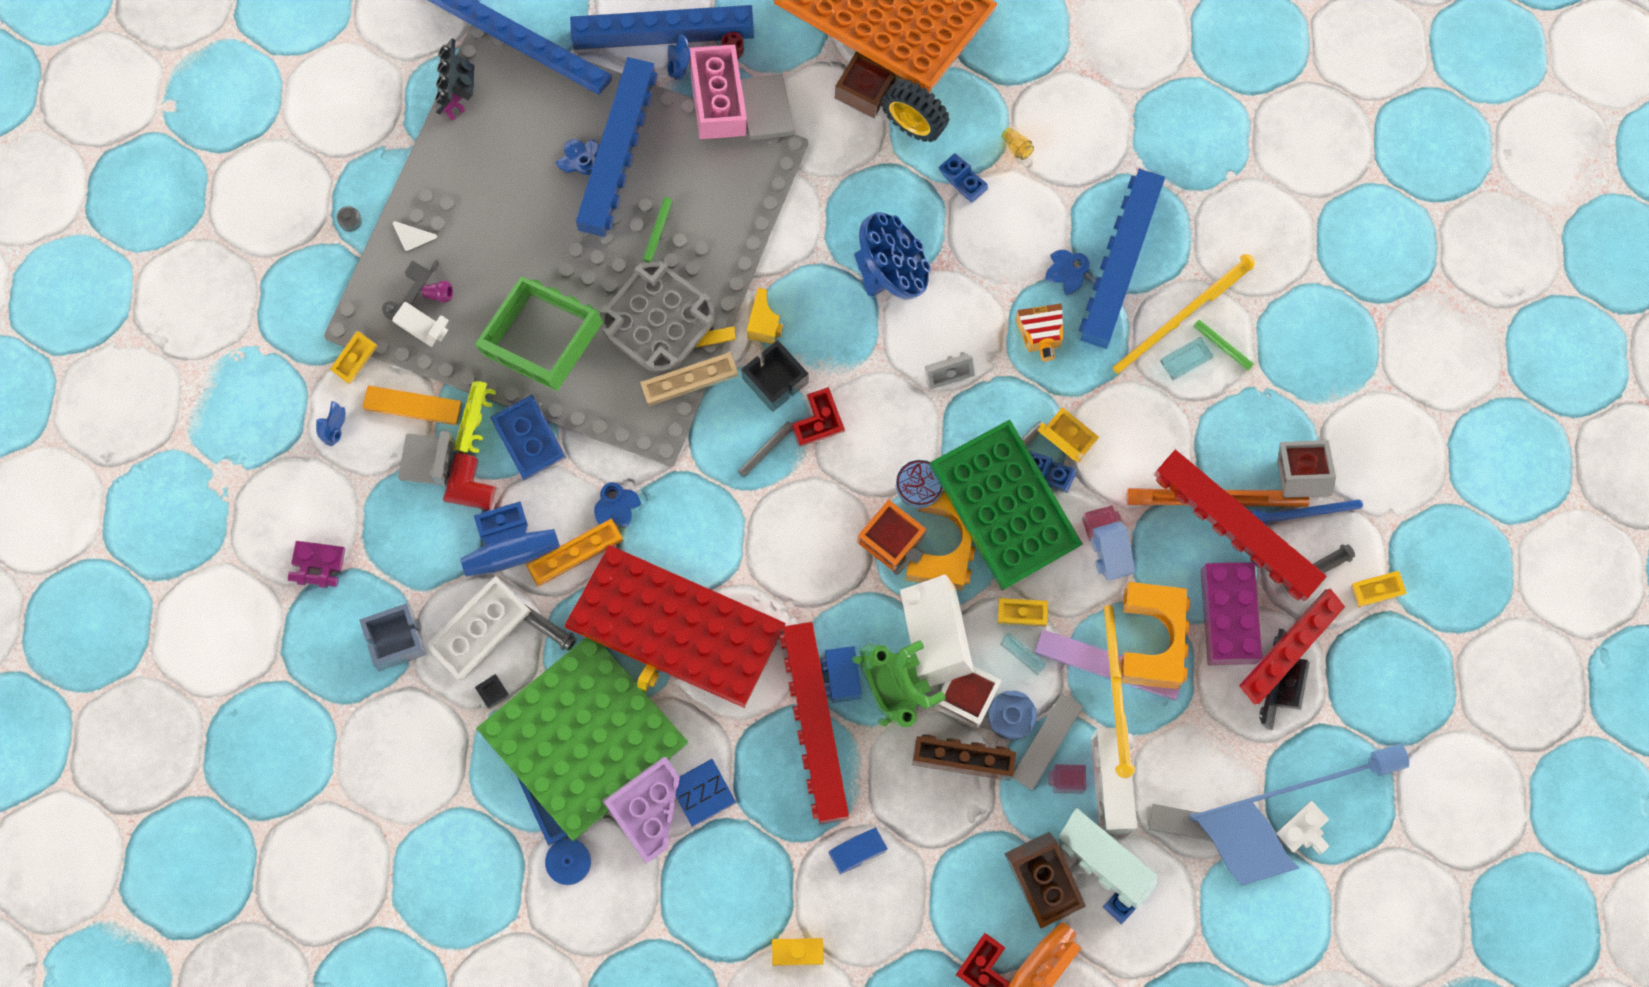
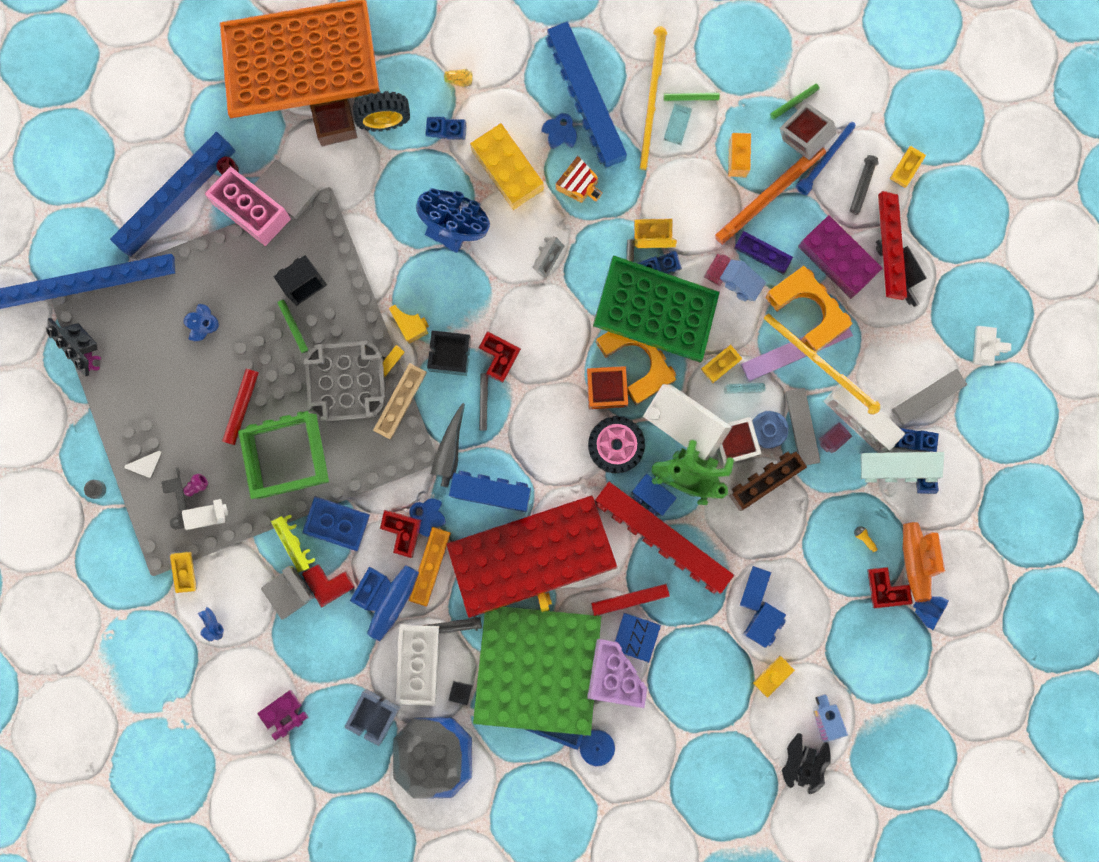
camera: 40 degrees left, 10 degrees up
(410, 728) = (432, 757): none -> dark grey rock
(412, 405) = (247, 568): light orange tile -> none
(543, 258) = (240, 406): none -> red piece
(585, 496) = (406, 530): none -> red brick
(616, 146) = (217, 296): blue brick -> none
(678, 58) = (202, 205): blue plate -> none
(685, 468) = (447, 455): none -> dark grey piece
(693, 533) = (490, 492): none -> blue brick
(701, 194) = (300, 280): none -> black piece
(729, 751) = (630, 599): none -> red piece
(834, 893) = (765, 624): none -> blue brick
(847, 578) = (616, 429): none -> wheel
(913, 555) = (632, 387): dark grey hand -> none
(918, 484) = (595, 343): tile -> none
(987, 258) = (507, 166): none -> yellow brick
(1010, 894) = (862, 534): none -> yellow piece
(1045, 879) = (873, 507): reddish brown slope -> none
(1148, 853) = (918, 440): none -> blue slope
(1160, 546) = (763, 252): none -> dark purple tile
(1219, 435) = (739, 155): none -> light orange piece
(1239, 525) = (801, 200): red brick -> none
(1248, 839) = (963, 380): medium blue flag -> none
(1321, 434) = (793, 102): none -> bright green bar

